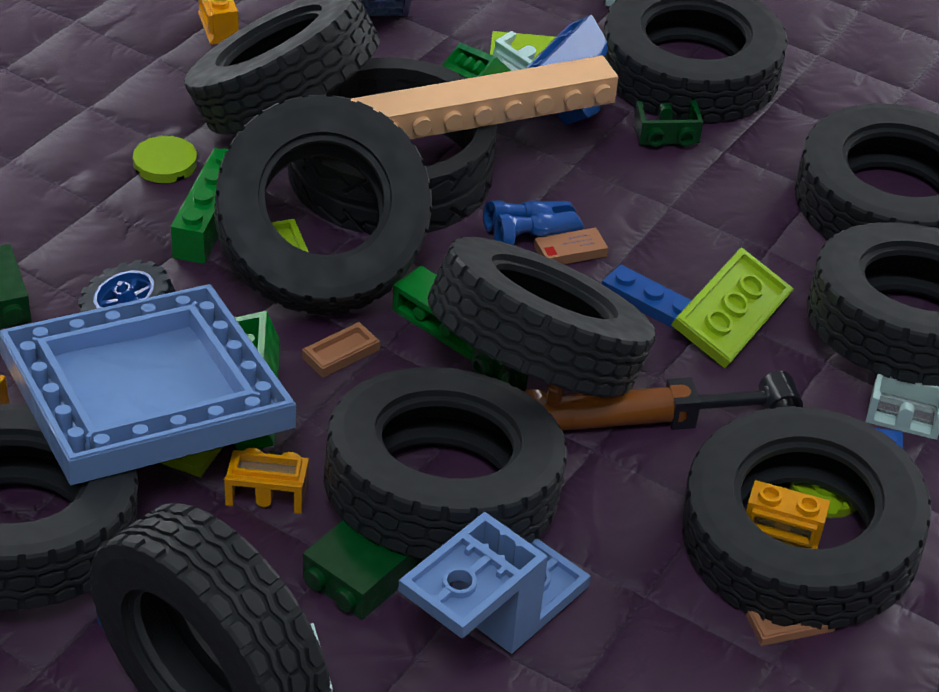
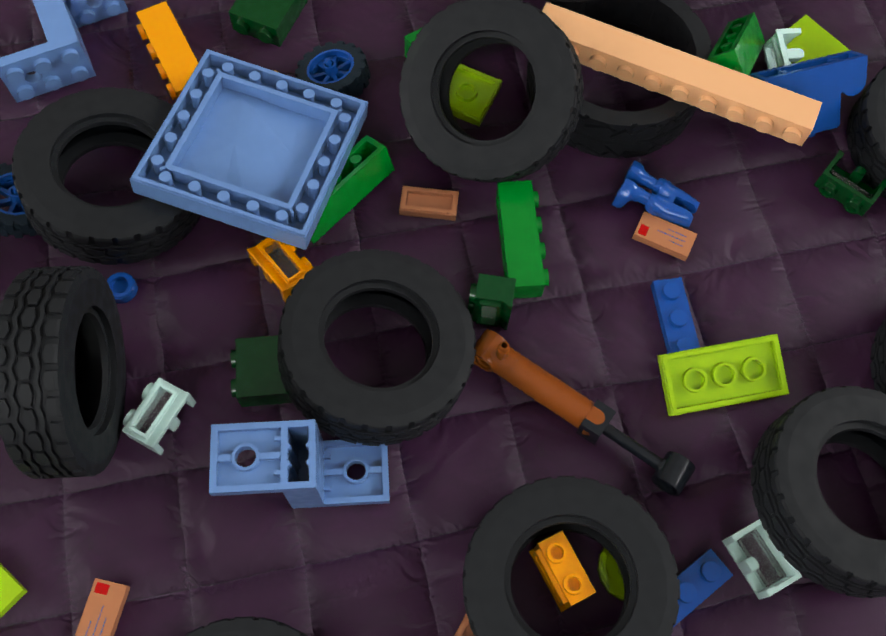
camera: 45 degrees right, 25 degrees up
(541, 317) = (494, 316): black tyre -> none

